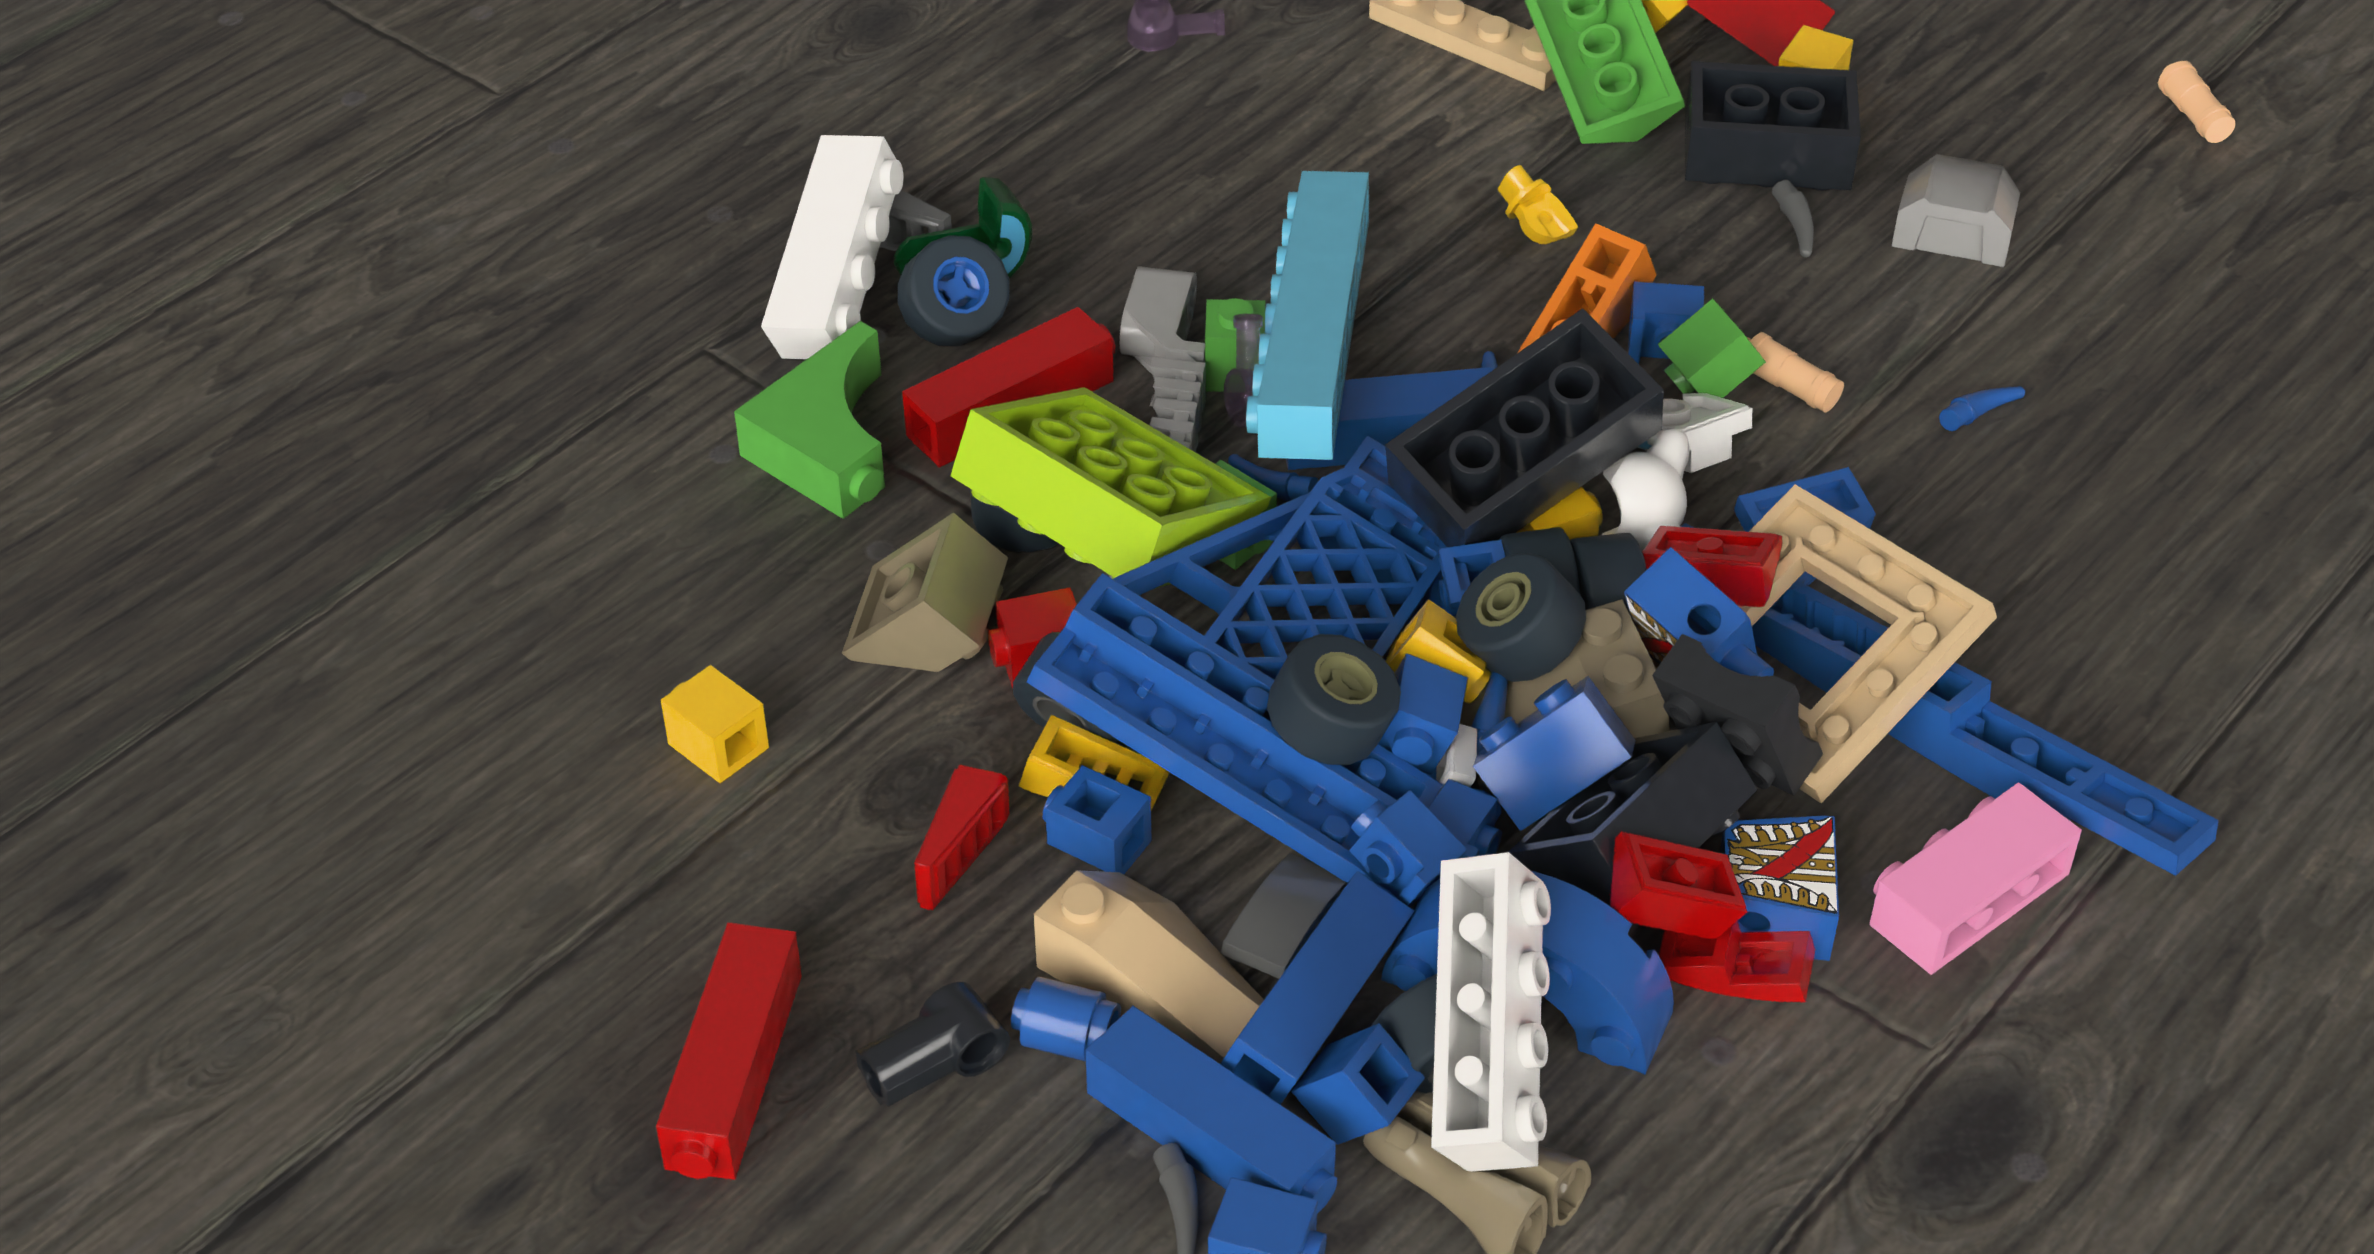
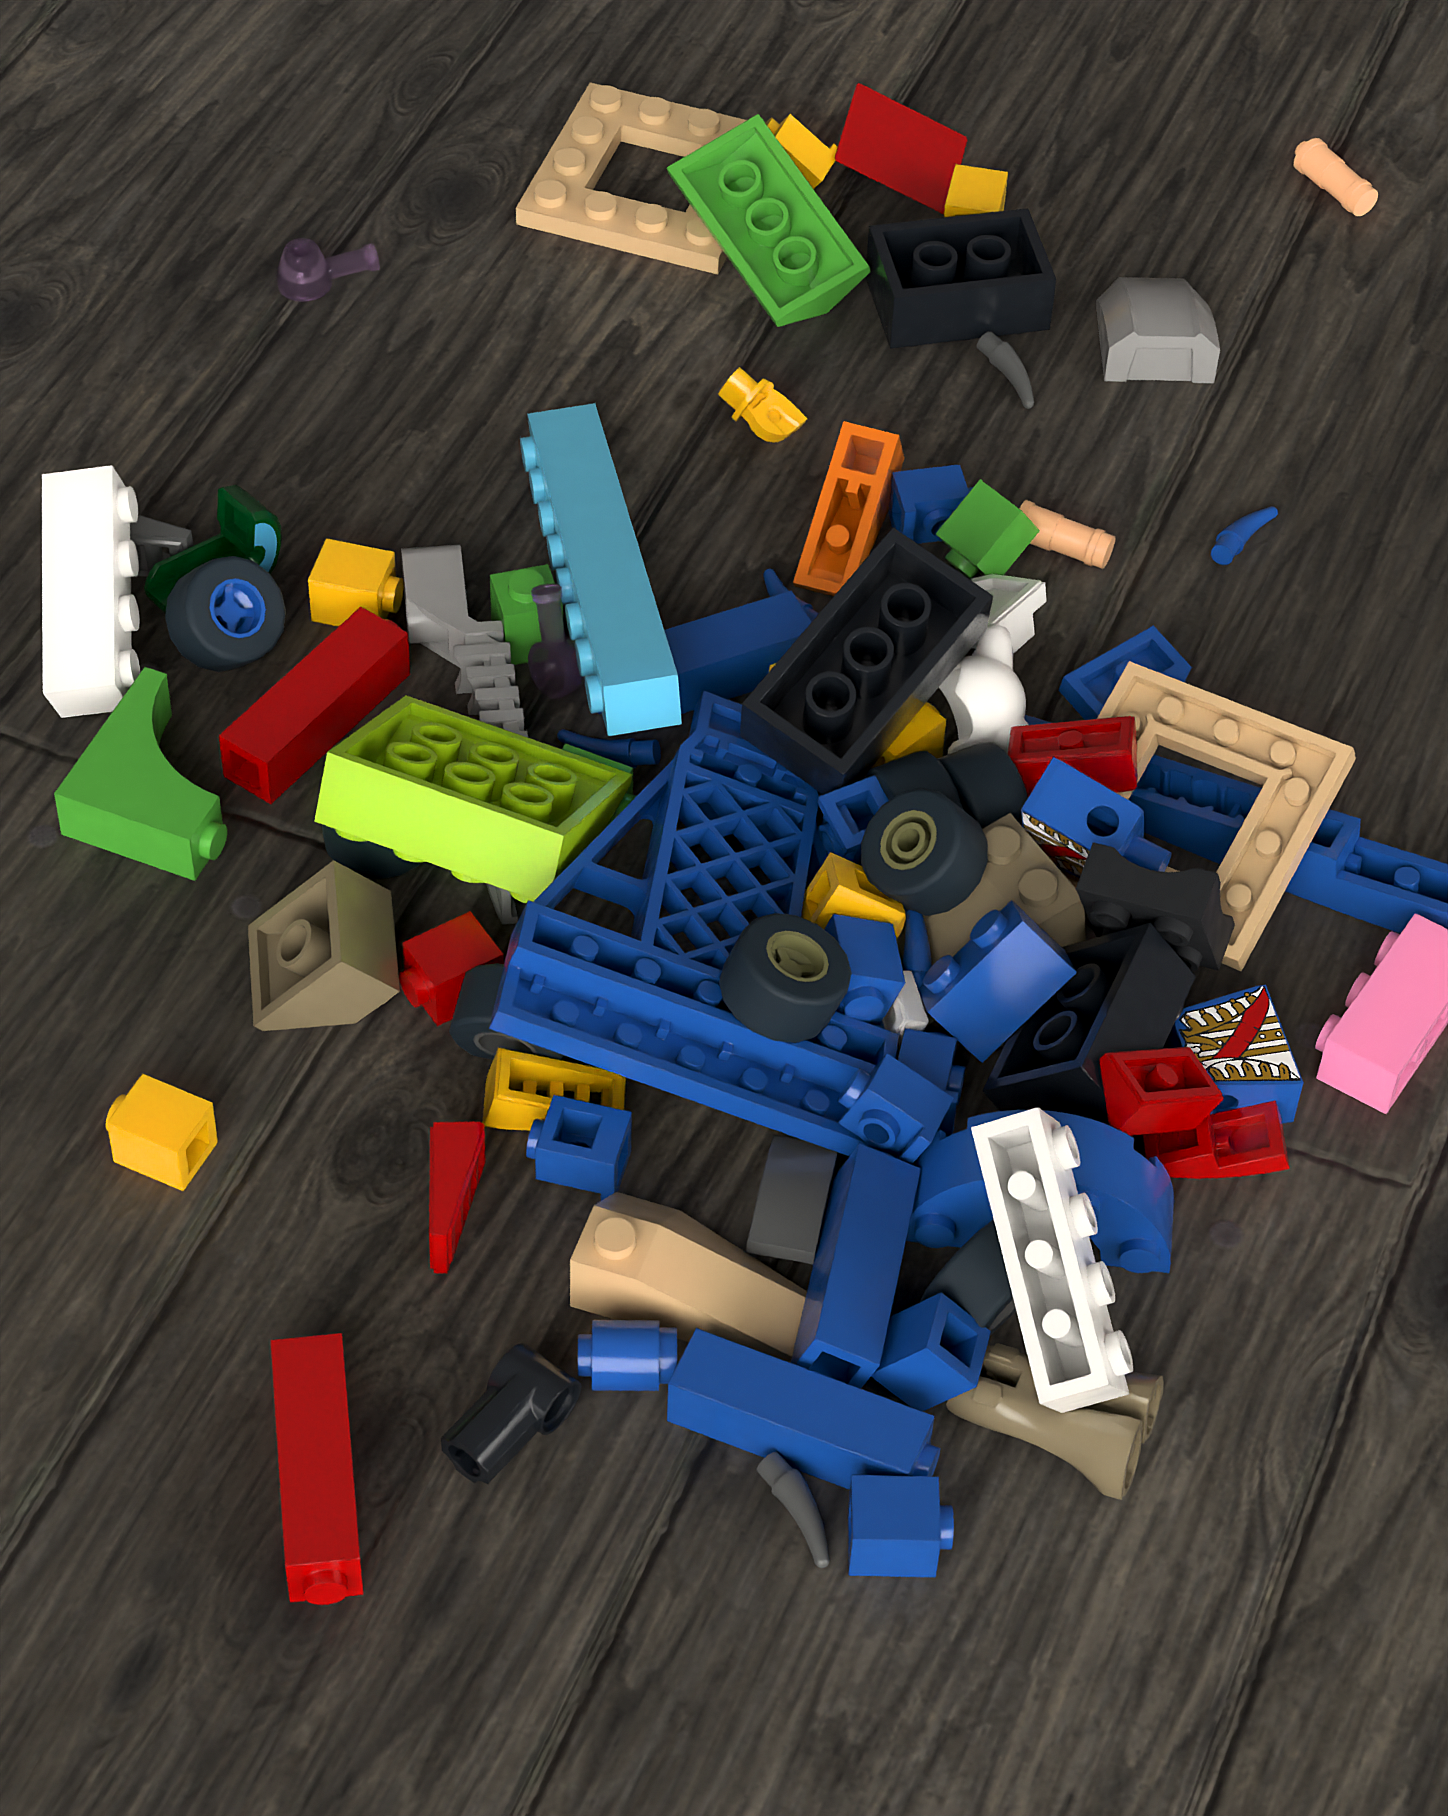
camera: 20 degrees left, 5 degrees up
(1086, 282) = (352, 578): none -> yellow brick

